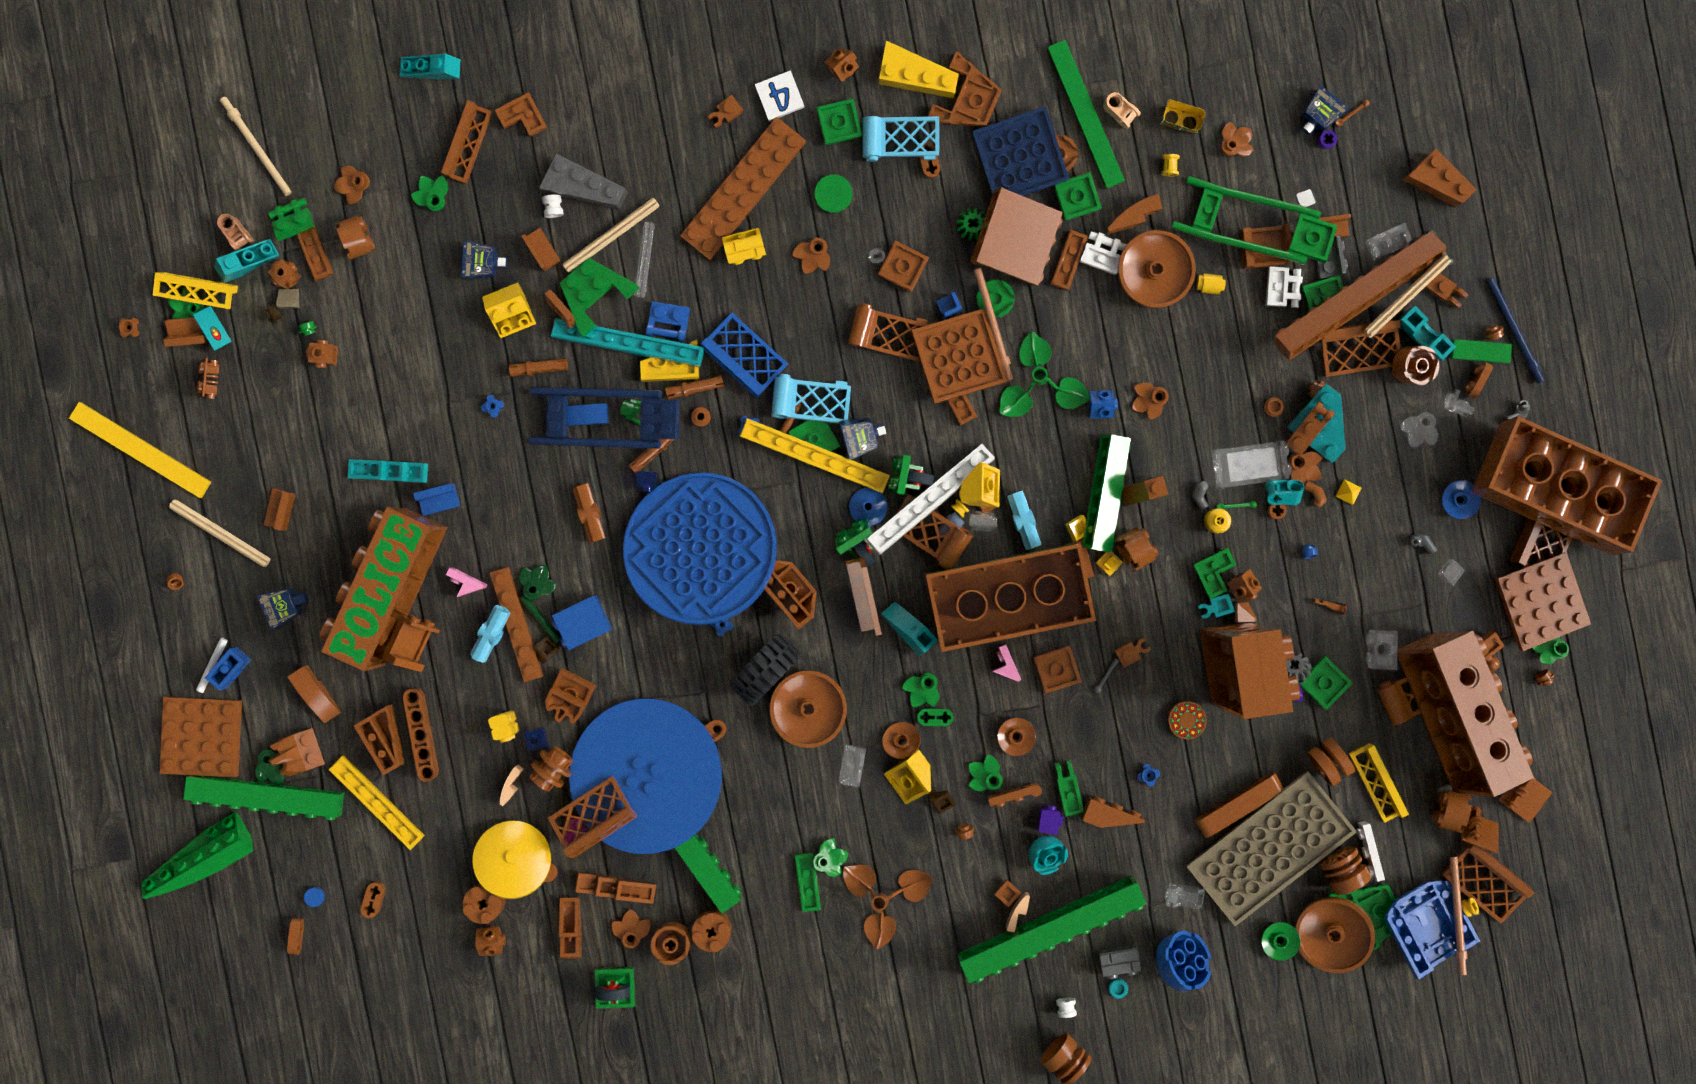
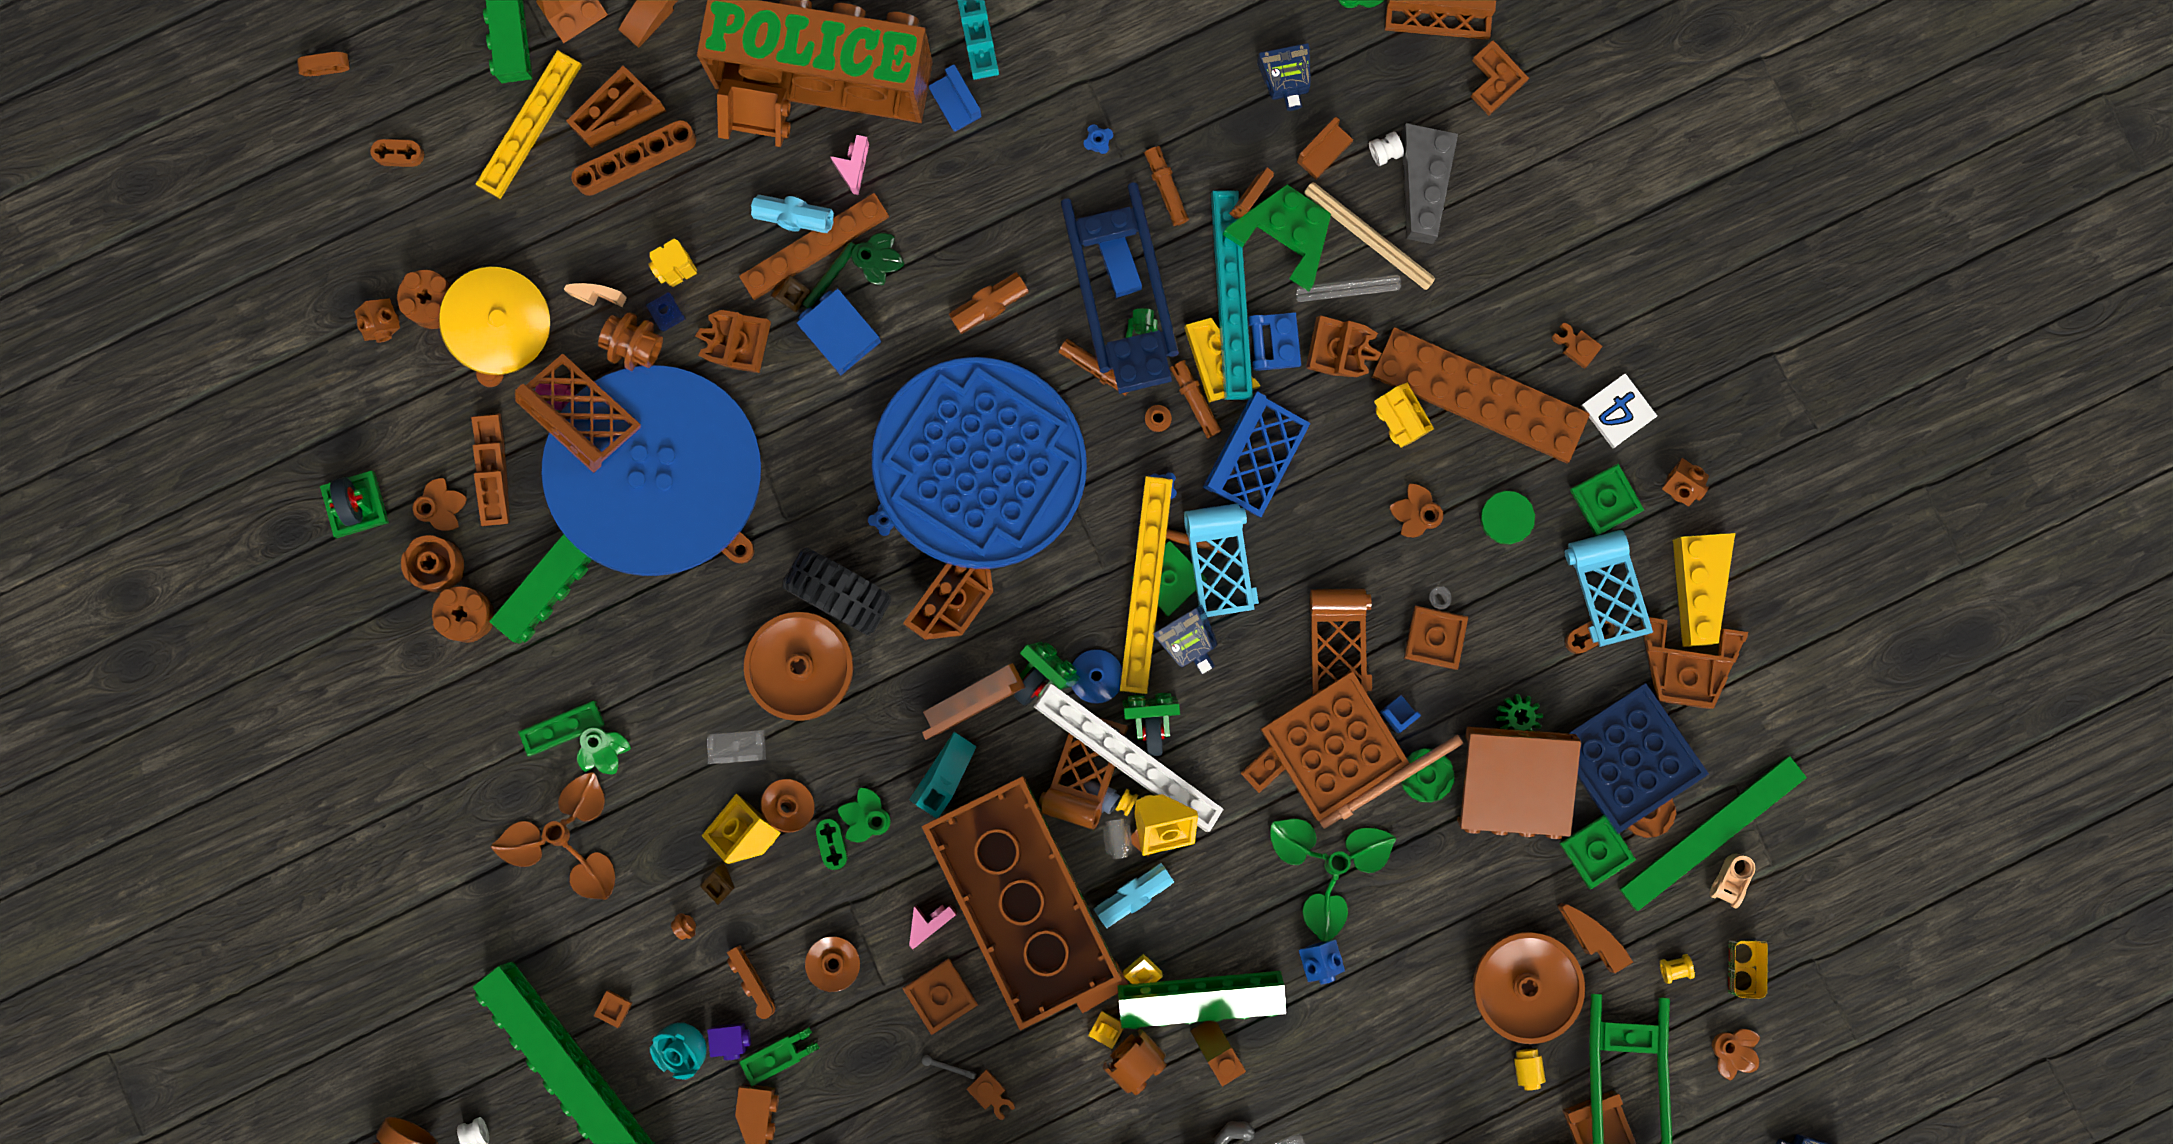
camera: 75 degrees right, 5 degrees down
(314, 897) = (382, 75): blue tile -> none
(508, 310) = (1231, 127): yellow slope -> none
(570, 928) = (420, 423): dark orange slope -> none
(647, 481) = (1052, 368): clear blue plate -> none
(685, 276) = (1341, 348): none -> dark orange plate
(983, 772) = (772, 931): green plate -> none
(1019, 907) = (596, 1031): light nougat slope -> none
(1069, 260) = (1507, 863): dark orange tile -> none
(1102, 258) = (1522, 907): white plate -> none
(1146, 400) = (1343, 1023): dark orange plate -> none

